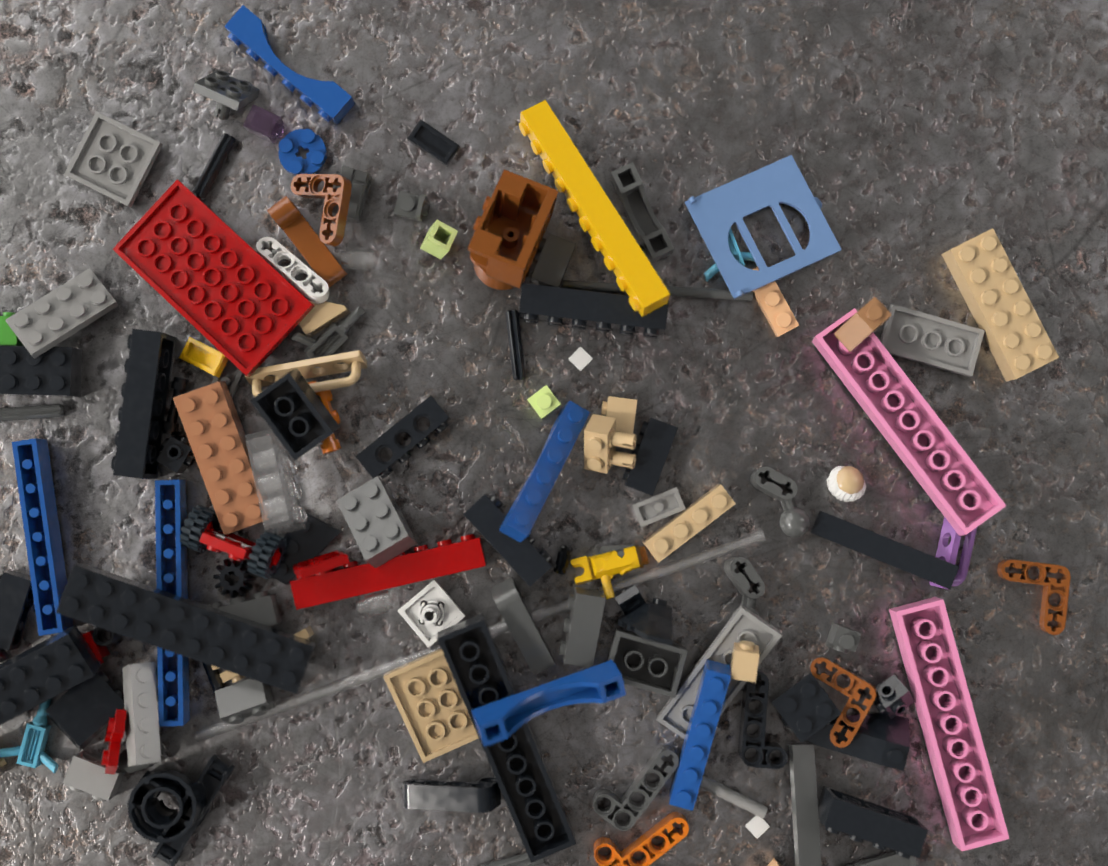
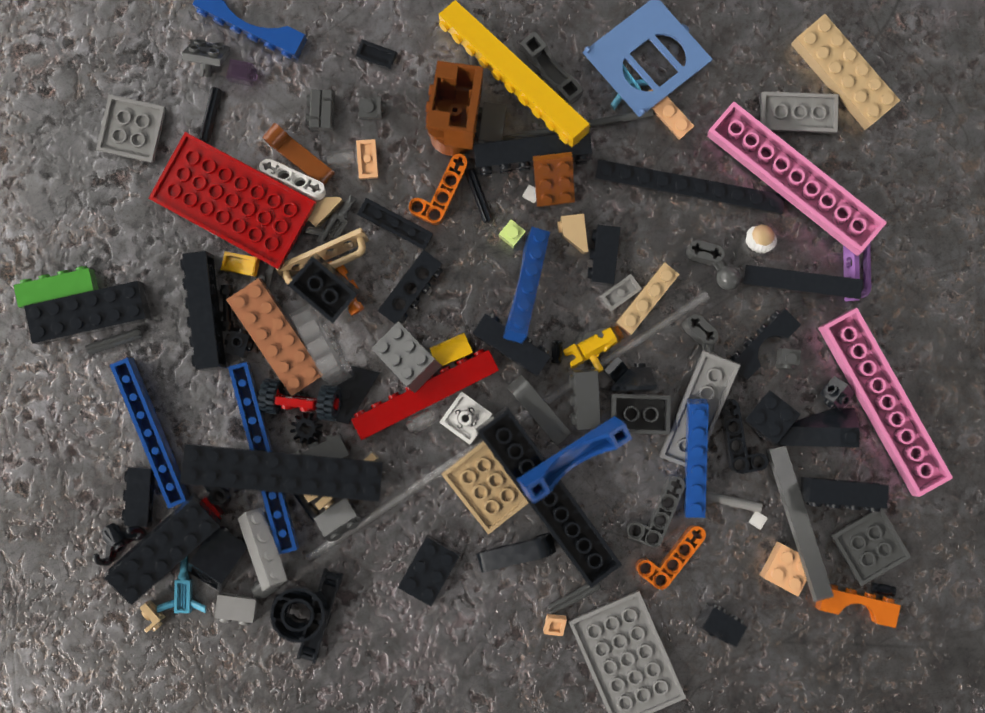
camera: 10 degrees left, 0 degrees up
(61, 313) = (122, 256): light grey plate -> none
(114, 735) = (244, 572): red plate -> none
(305, 139) = (275, 98): blue plate -> none
(320, 564) = (371, 400): red plate -> none
(332, 198) = (309, 115): dark orange beam -> none
(339, 789) = (429, 570): none -> black brick
(390, 267) = (367, 159): none -> light nougat plate
(404, 354) = (395, 224): none -> black plate
(435, 525) = (451, 350): none -> yellow brick
(439, 239) = (399, 128): yellowish green brick -> none
(472, 326) = (443, 188): none -> orange beam
(601, 444) = (564, 255): tan brick -> none
(611, 349) = (554, 179): none -> dark orange plate
(744, 661) = (716, 391): tan brick -> none
(775, 398) = (690, 187): none -> black plate
(843, 595) = (781, 326): none -> black arch
(852, 692) = (804, 396): dark orange beam -> none
(862, 324) = (743, 111): medium nougat slope -> none
(1050, 586) = (938, 278): dark orange beam -> none

